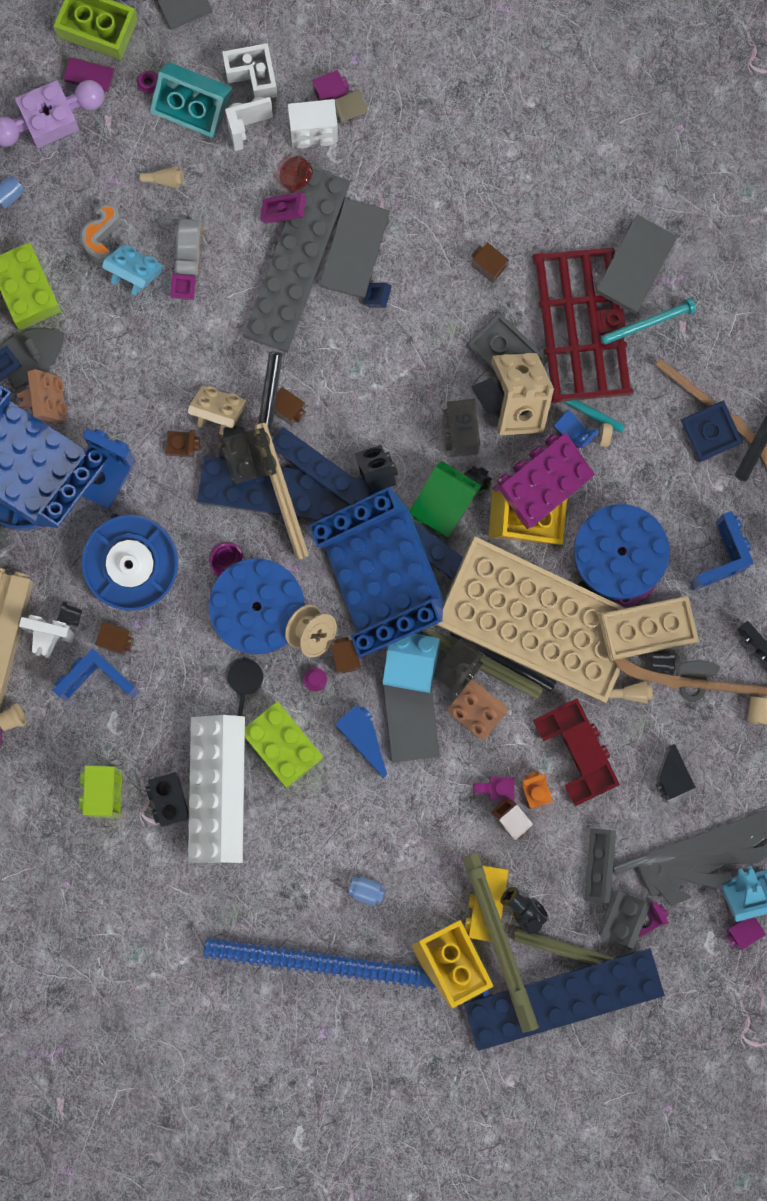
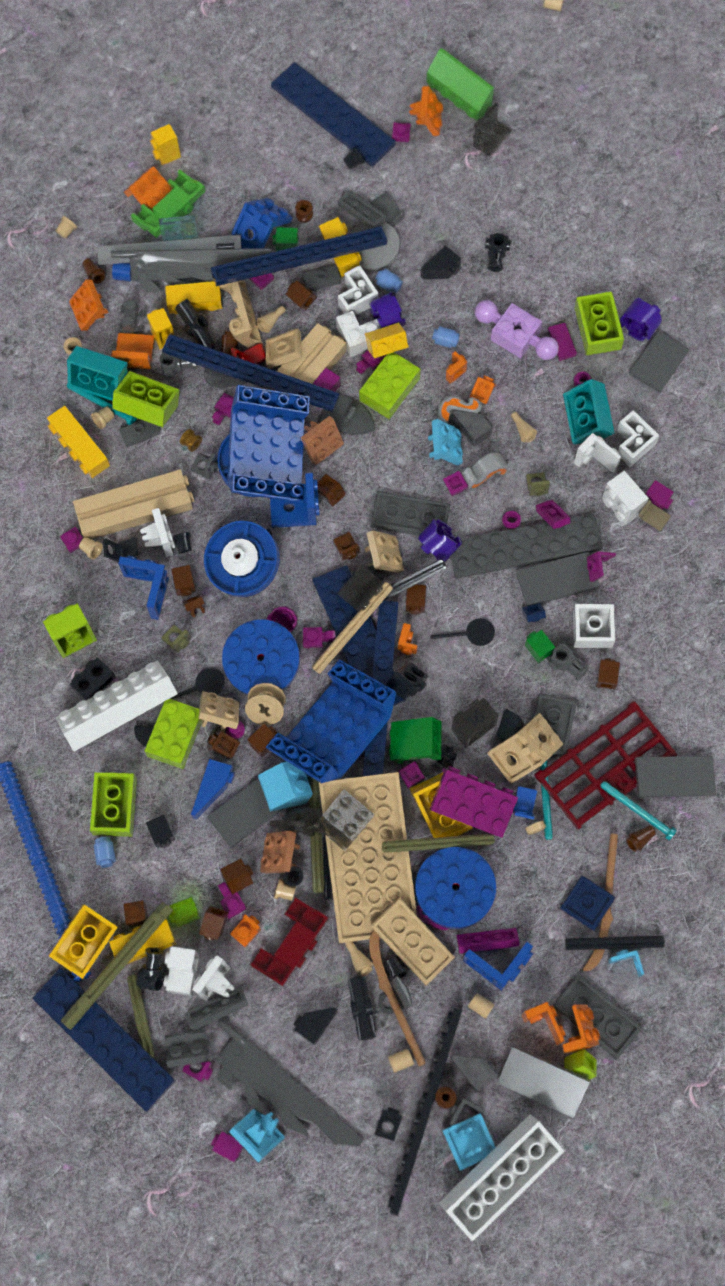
camera: 65 degrees right, 10 degrees down
(36, 685) = (121, 549): none -> black bracket
(50, 203) = (457, 368): none -> orange bracket
(92, 191) = (483, 389): none -> orange bracket
(107, 420) = (330, 489): none -> reddish brown bracket
(129, 228) = (473, 426): none -> flat silver slope
(146, 643) = (193, 603): none -> reddish brown tile
(183, 680) = (180, 642): none -> olive bracket
(188, 356) = (406, 513): none -> dark grey tile
(242, 342) = (439, 540): none -> dark purple brick
(244, 205) = (537, 488): none -> olive bracket
(259, 247) = (514, 515): none -> magenta plate
(263, 536) = (314, 637): none -> magenta plate
(263, 779) = (142, 734): none -> black tile
(288, 683) = (218, 710): none -> tan plate
(303, 173) = (583, 509): clear red piece -> none
(322, 852) = (113, 804): none -> lime brick
(323, 443) = (405, 637): none -> orange bracket
(323, 701) = (222, 744): none -> reddish brown bracket
(361, 364) = (479, 632): none -> black piece
(368, 200) = (595, 566): none -> magenta bracket
(381, 820) = (160, 832): none -> black brick
(416, 311) = (539, 645): none -> green brick
(431, 243) = (593, 626): none -> white brick
(453, 893) = (135, 913): none -> reddish brown brick
(454, 293) = (569, 663): none -> dark grey connector
(475, 526) = (411, 775): none -> magenta plate
(476, 766) = (237, 875): none -> reddish brown brick
(481, 841) = (184, 912): none -> clear neon green brick
(493, 621) = (344, 820): none -> clear smoke bracket
(518, 705) = (298, 871): none -> black piece
(518, 727) = (284, 891): none -> tan piece
(542, 879) = (182, 970): none -> white brick
(566, 542) = (437, 843): none -> olive axle
(573, 850) = (213, 979): none -> white plate
(677, 338) = (638, 839): none -> reddish brown cone
(684, 719) = (361, 1008): none -> black piece
(690, 553) = (488, 940): none -> magenta plate
(750, 598) = (481, 1005): none -> tan piece

